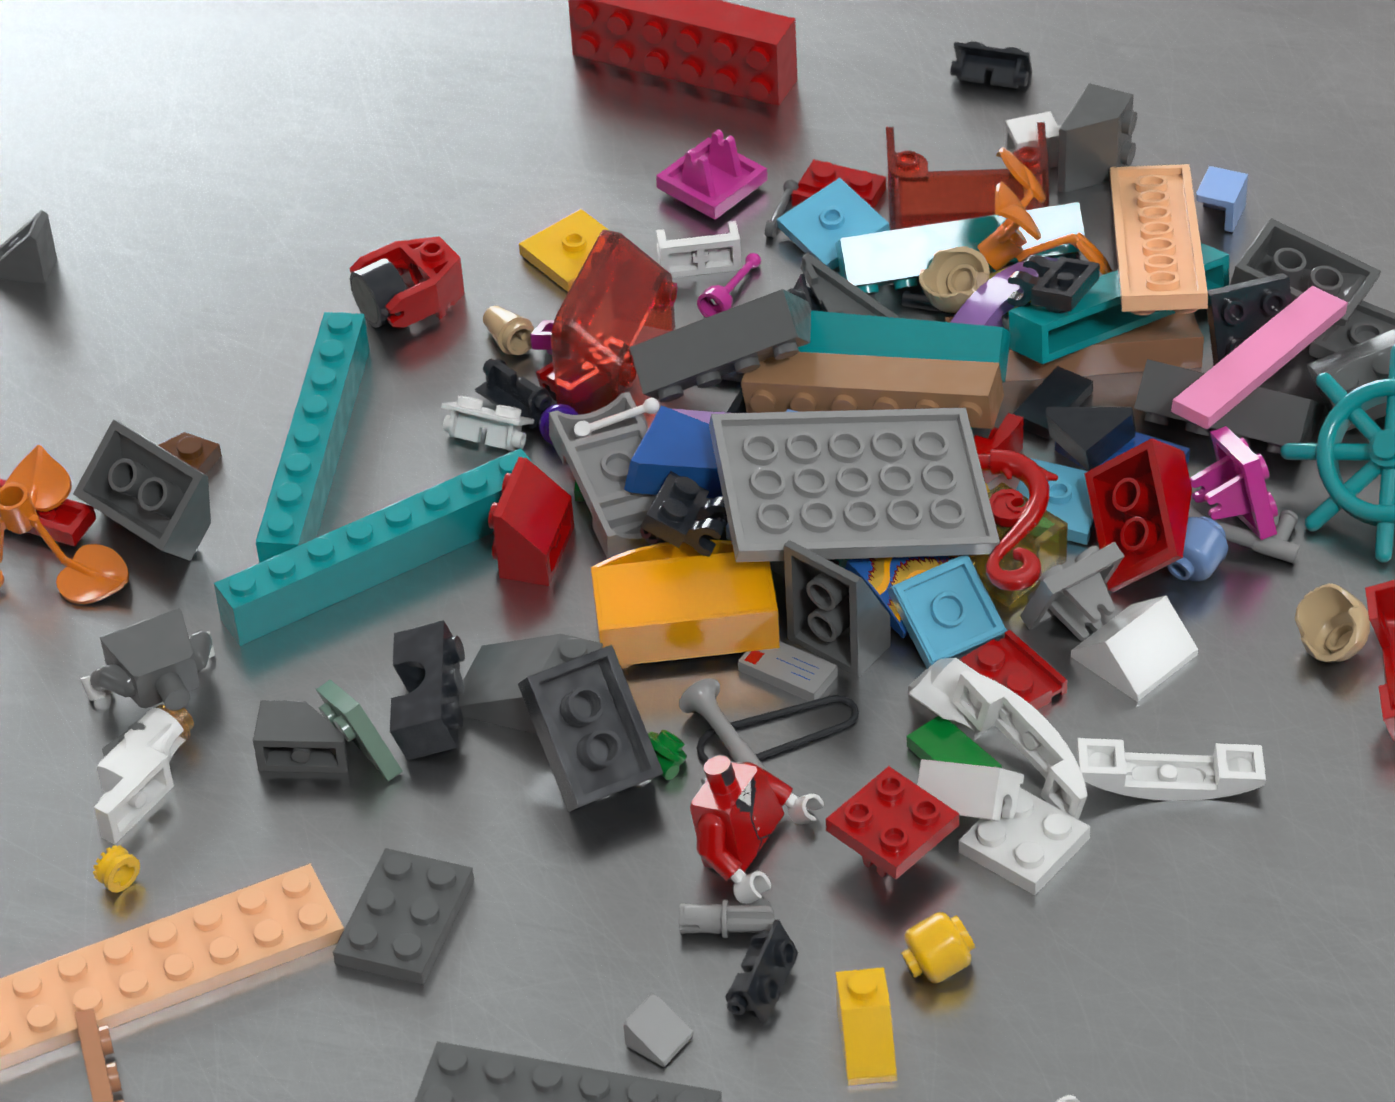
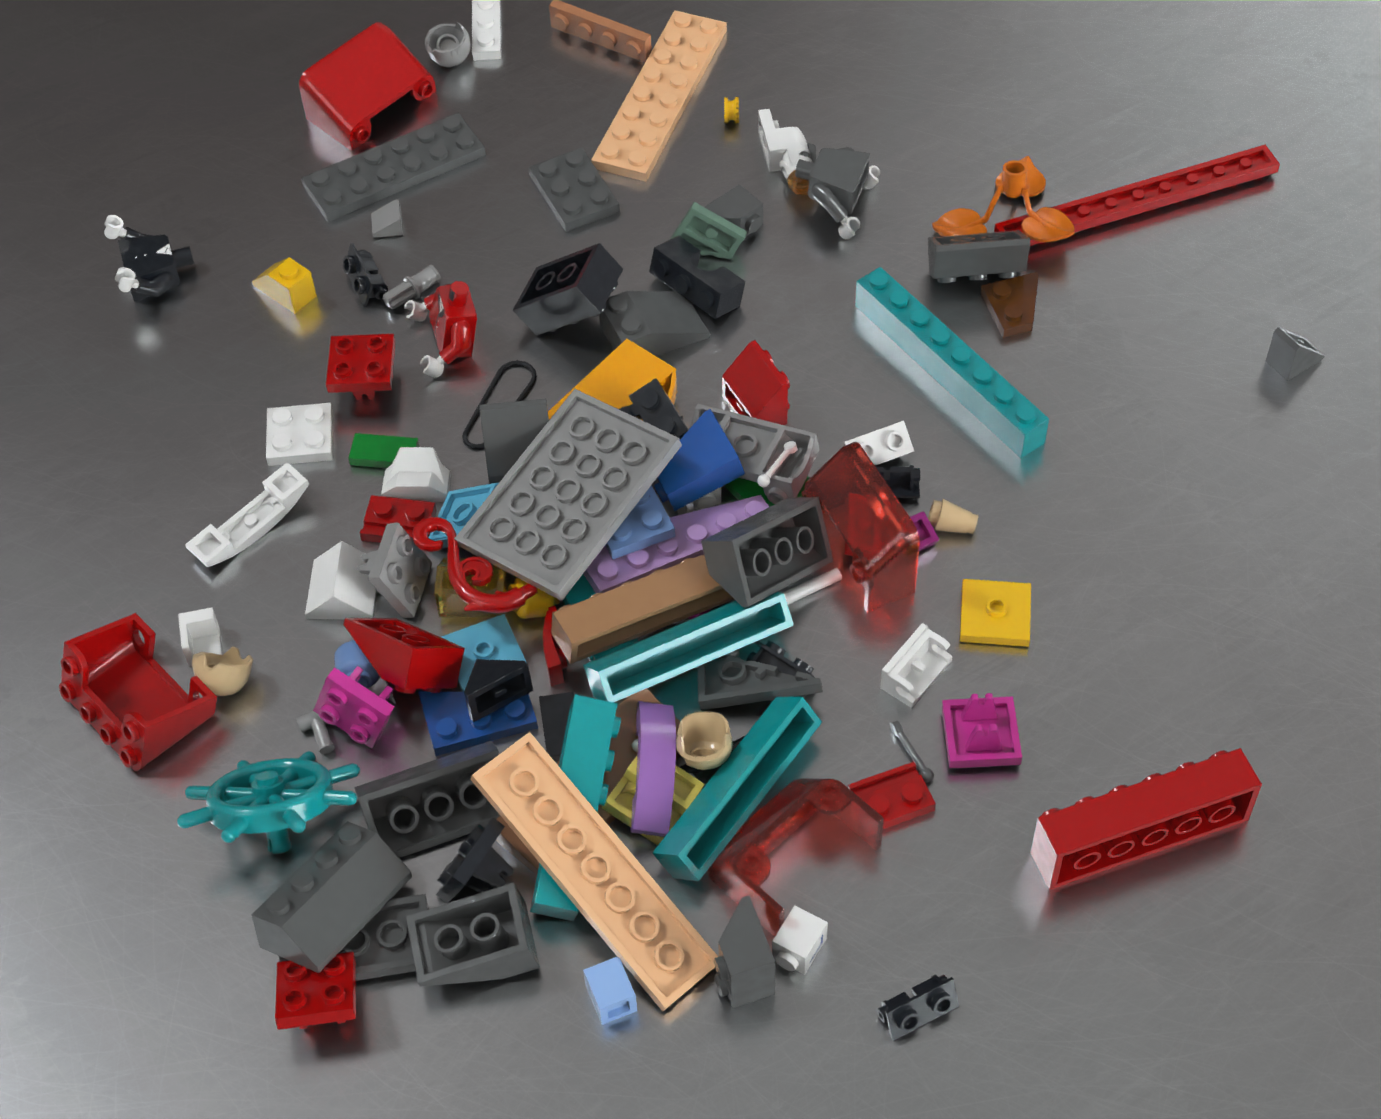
camera: 135 degrees right, 10 degrees up
(362, 553) = (827, 331): teal brick -> none
(424, 265) = (1048, 480): red piece -> none
(668, 752) = (540, 342): green plate -> none
(701, 698) = (490, 365): light grey piece -> none
(720, 294) = (855, 637): dark pink hinge -> none
(826, 218) = (852, 752): medium azure plate -> none
(938, 947) = (283, 338): yellow head -> none
(972, 788) = (343, 416): white hinge -> none
(992, 704) = (373, 463): white slope -> none
(1008, 239) = (728, 820): orange plant -> none
(1058, 284) = (595, 742): black plate -> none
(1258, 357) = (419, 805): bright pink tile -> none
(1326, 691) = (199, 633): none -> white panel

